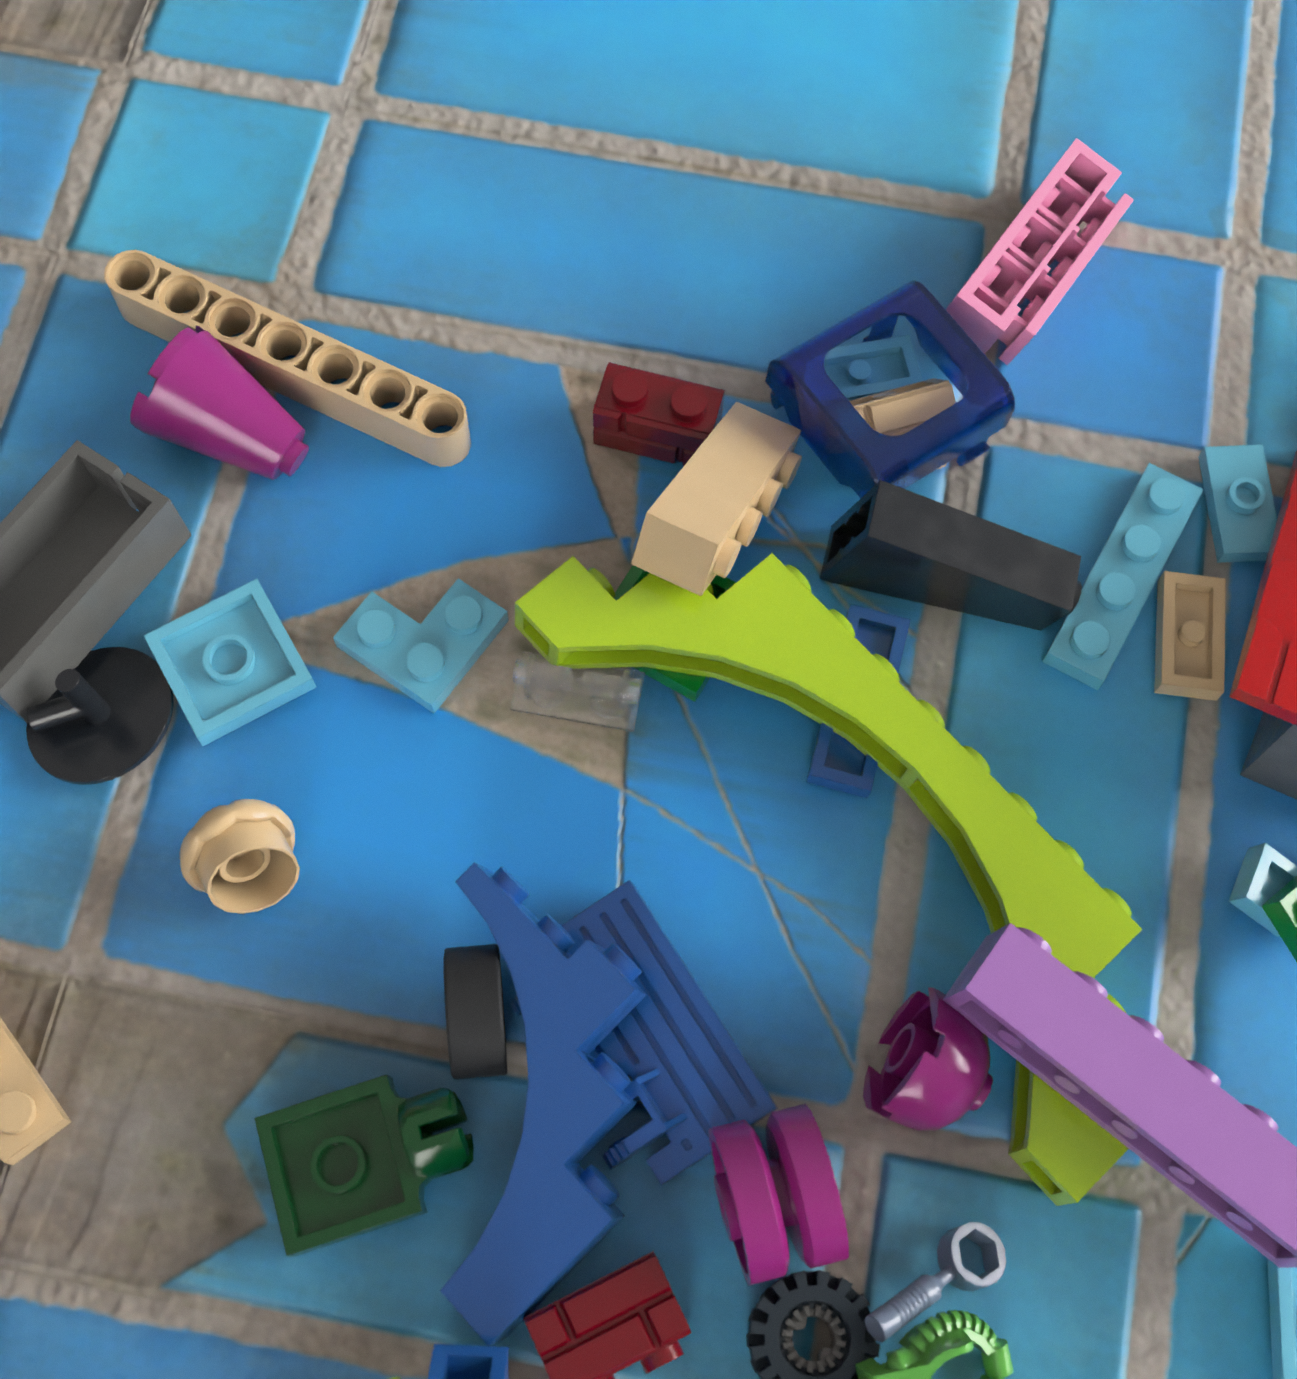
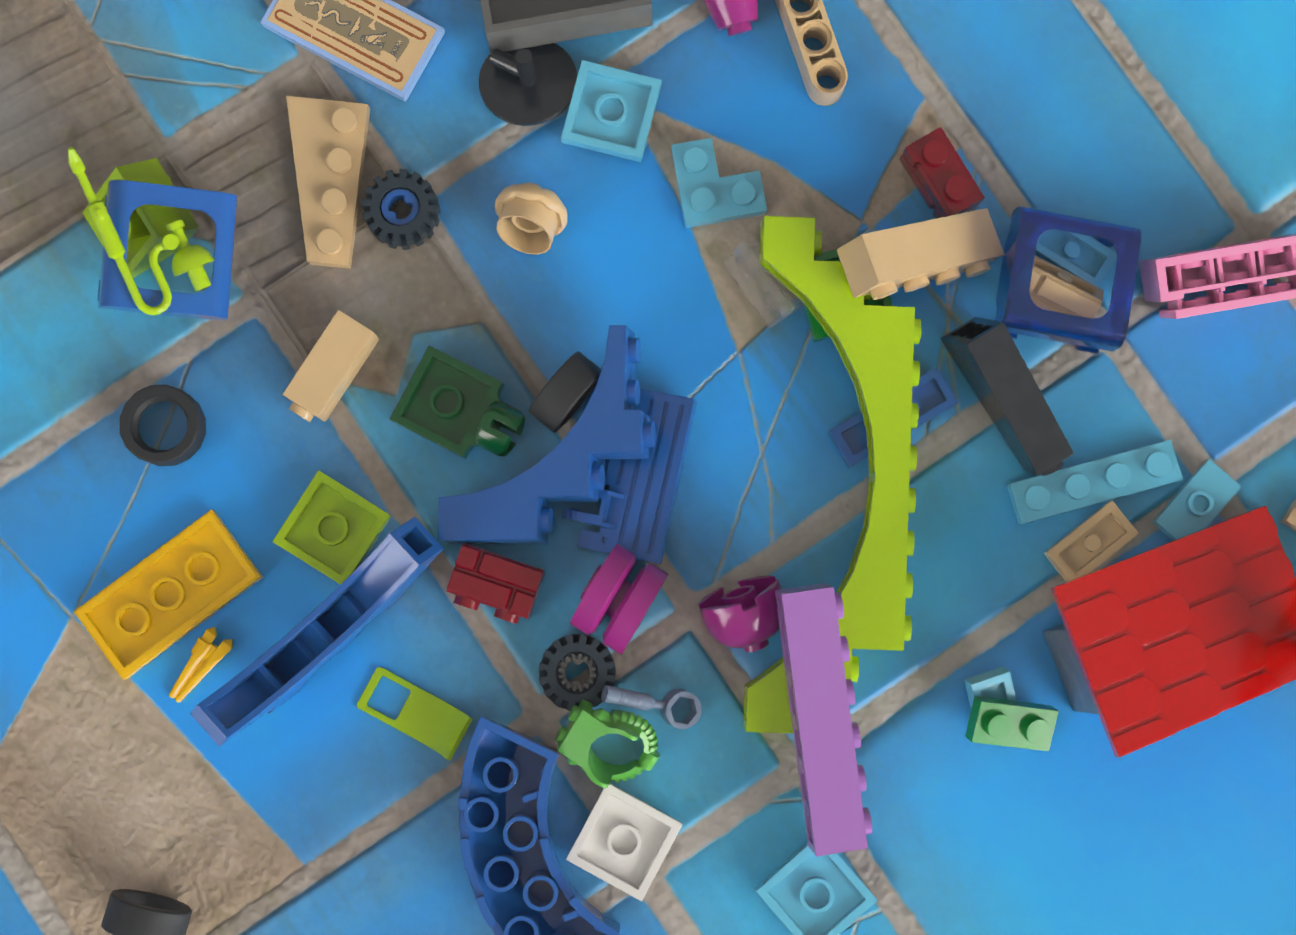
camera: 45 degrees right, 15 degrees up
(68, 1025) = (385, 223): none -> black bush
(151, 1267) = (330, 367): none -> tan brick

